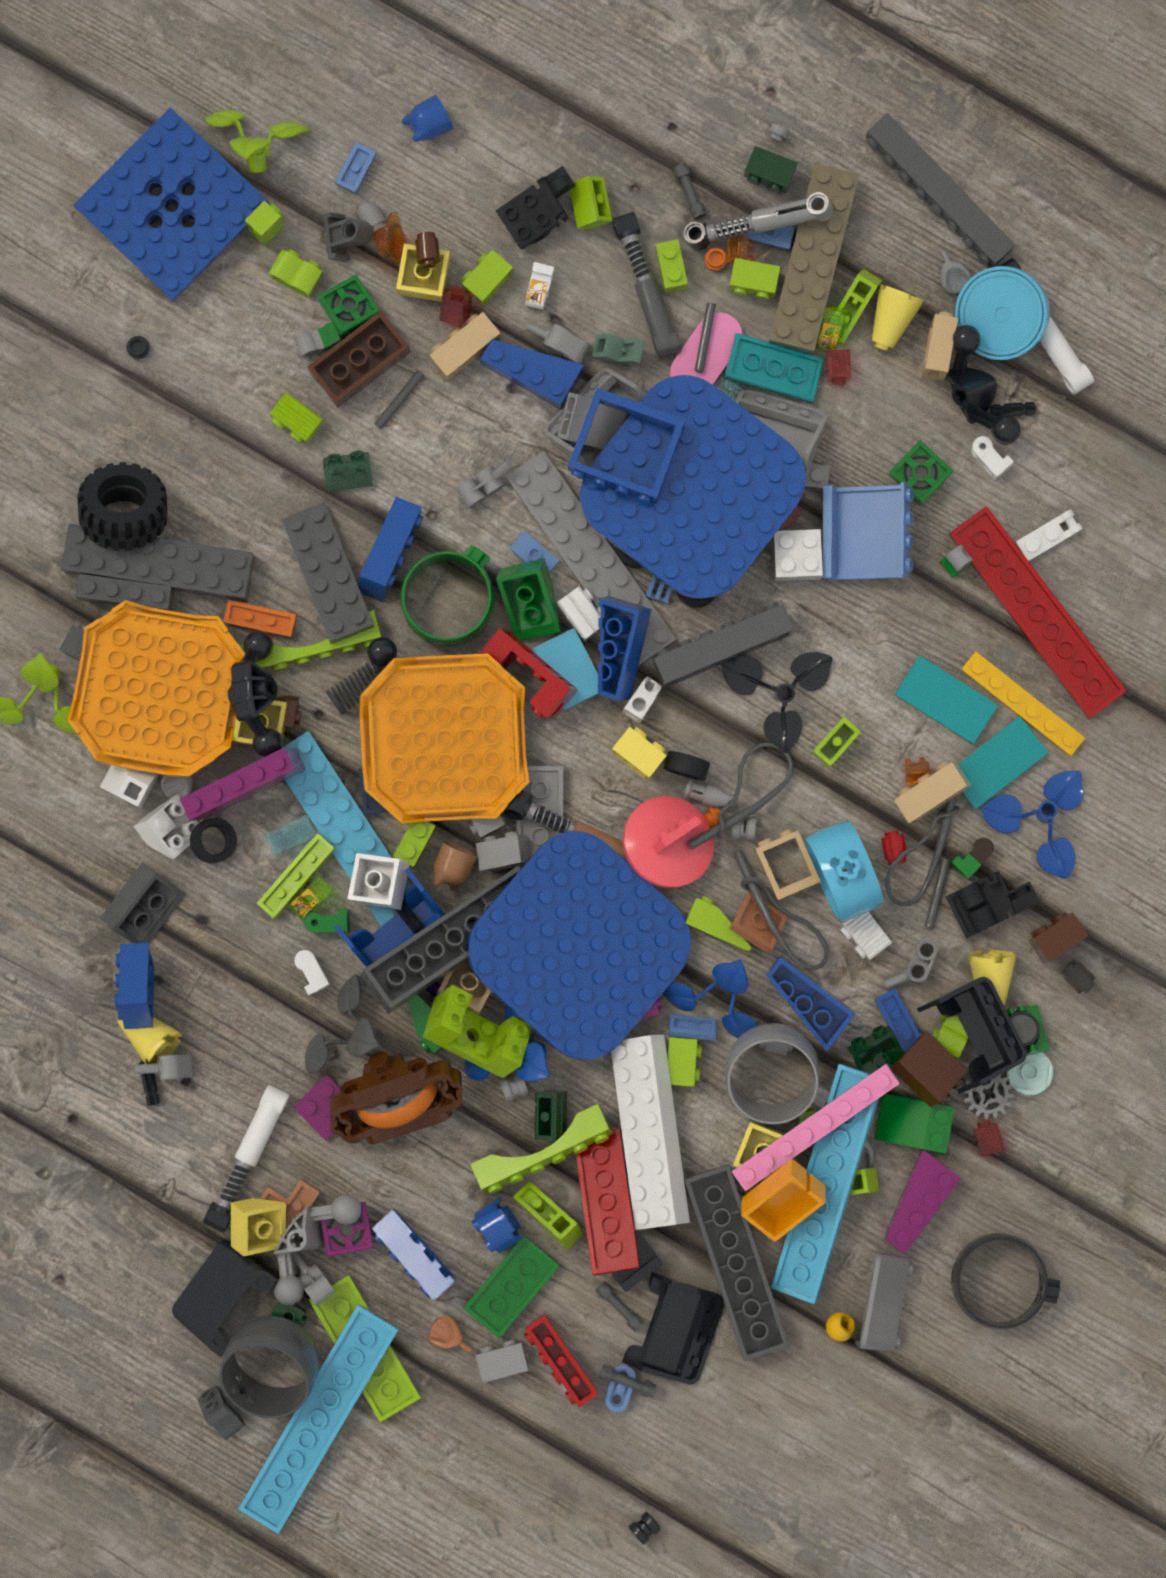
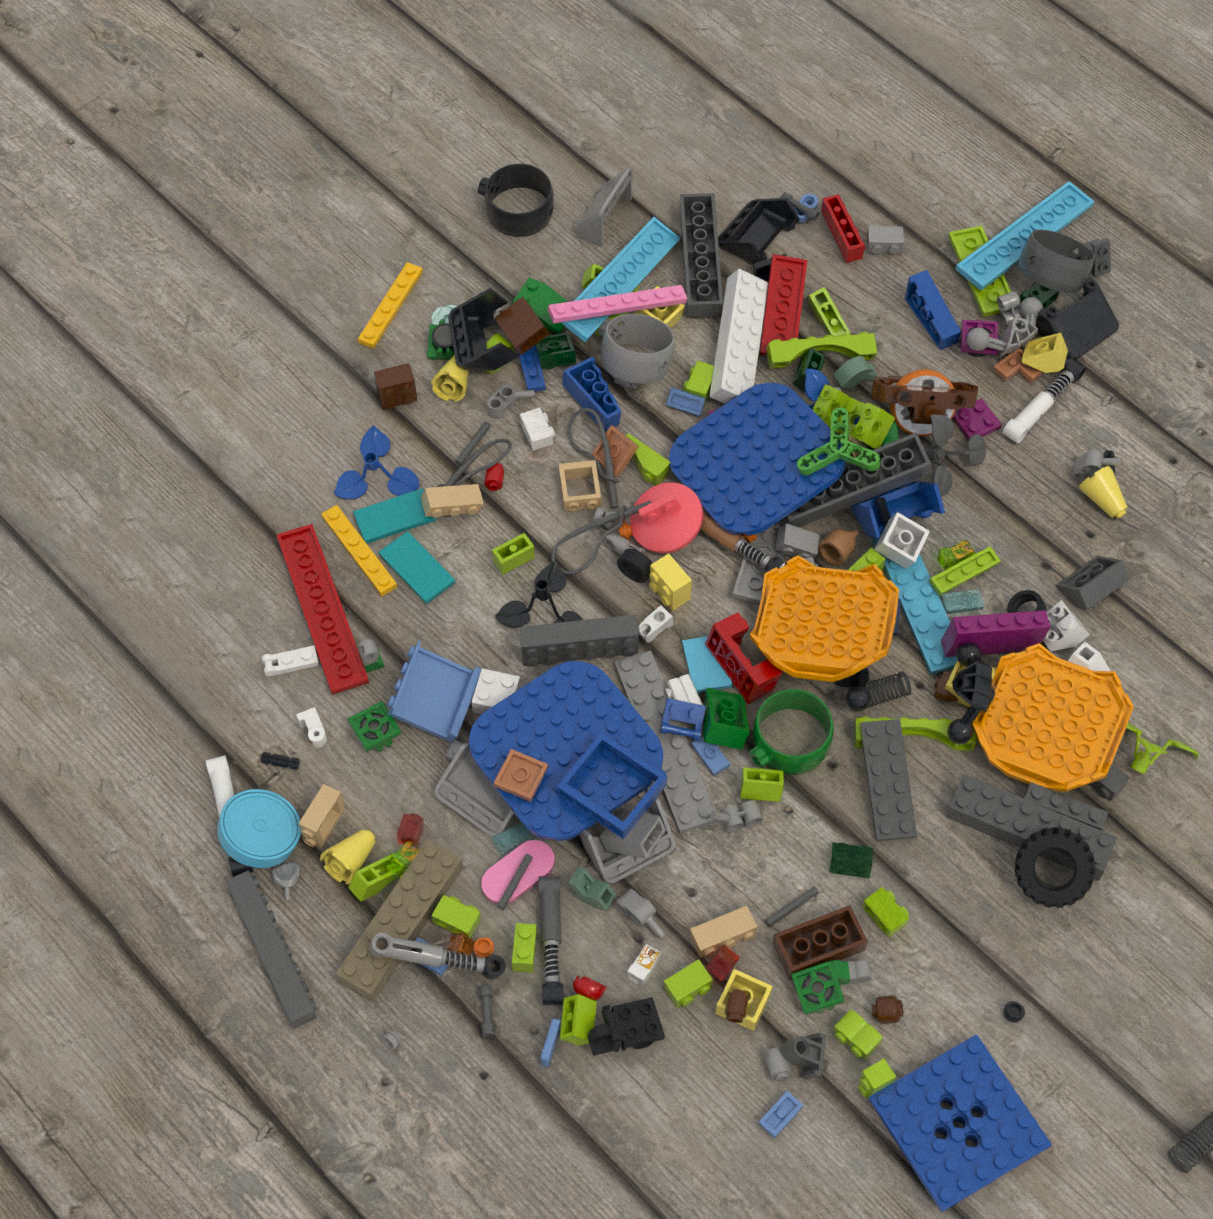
camera: 165 degrees left, 25 degrees down
(135, 986) = (1110, 517): blue brick -> none
(253, 147) = (875, 1137): lime plant -> none
(259, 618) = (951, 762): orange plate -> none
(270, 308) = (887, 1009): none -> reddish brown head
(311, 968) = (966, 506): white leg -> none
(321, 924) = (946, 534): green leg -> none
(389, 549) = (830, 784): blue wedge -> none
(390, 239) = (765, 1035): clear orange piece -> none
(428, 120) = (703, 1135): blue piece -> none
(447, 1334) = (920, 263): nougat piece -> none
(466, 526) = (761, 784): none -> lime brick
(484, 950) = (844, 452): none -> bright green piece
(490, 1130) = (854, 371): none -> sand green brick
(497, 1226) = (867, 312): blue brick -> none
(511, 1287) = (866, 281): green plate -> none
(536, 372) = (669, 893): blue wedge -> none
(578, 584) = (683, 712): none -> blue plate
(589, 242) = (588, 988): none -> red hair
(605, 1291) = (784, 243): dark grey bar -> none
(612, 174) = (550, 1042): none -> medium blue tile
(620, 646) = (659, 663): blue wedge -> none
(645, 1527) = (811, 130): black wheel -> none
(730, 430) = (520, 775): none -> nougat plate
(730, 978) = (649, 421): blue plant -> none
(770, 170) = (410, 1004): dark green brick -> none
(774, 368) = (475, 845): teal tile -> none
(783, 1200) = (655, 269): light orange piece -> none
(839, 849) = (540, 455): medium azure cylinder -> none
(840, 1326) = (639, 204): yellow piece -> none
(915, 770) = (460, 522): clear orange tile -> none
(921, 1198) = (557, 259): magenta wedge -> none
(975, 389) = (306, 780): black piece -> none
(975, 858) = (437, 456): leg -> none
(987, 902) = (440, 423): black plate -> none
(988, 1138) = (495, 280): clear red brick -> none
(1078, 976) = (388, 360): clear smoke brick -> none
(1112, 1074) = (390, 305): none -> yellow plate

